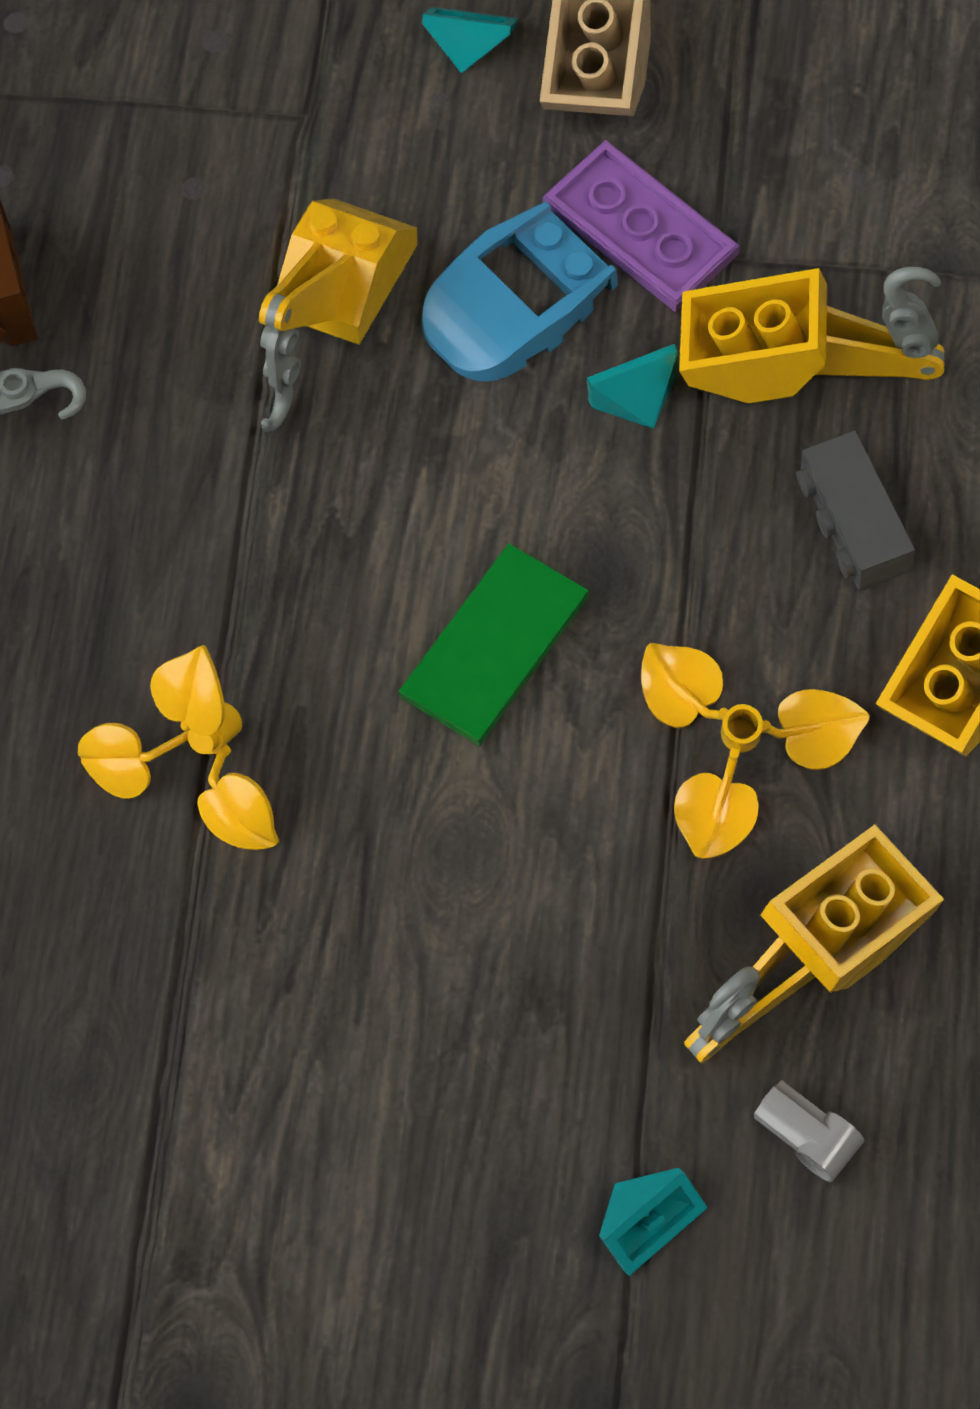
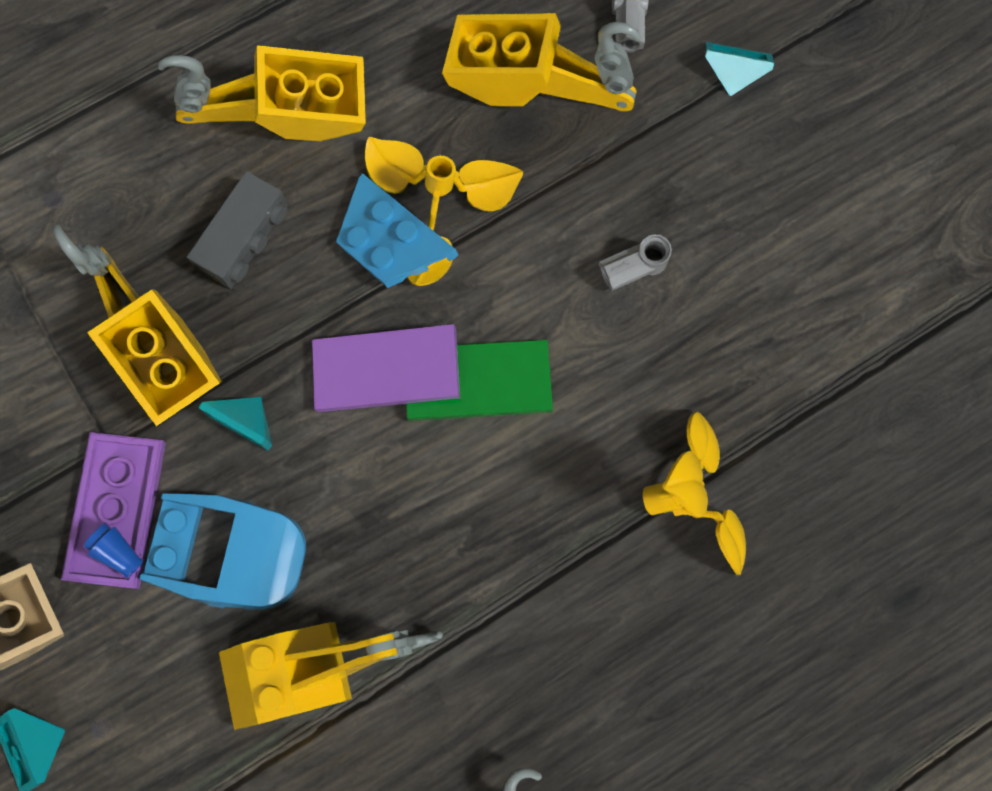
camera: 140 degrees left, 10 degrees up
(489, 894) = (633, 263): none -> light grey piece
(577, 555) = (385, 368): none -> medium lavender tile
(589, 191) = (112, 550): none -> blue cone
(730, 655) = (388, 236): none -> dark azure wing

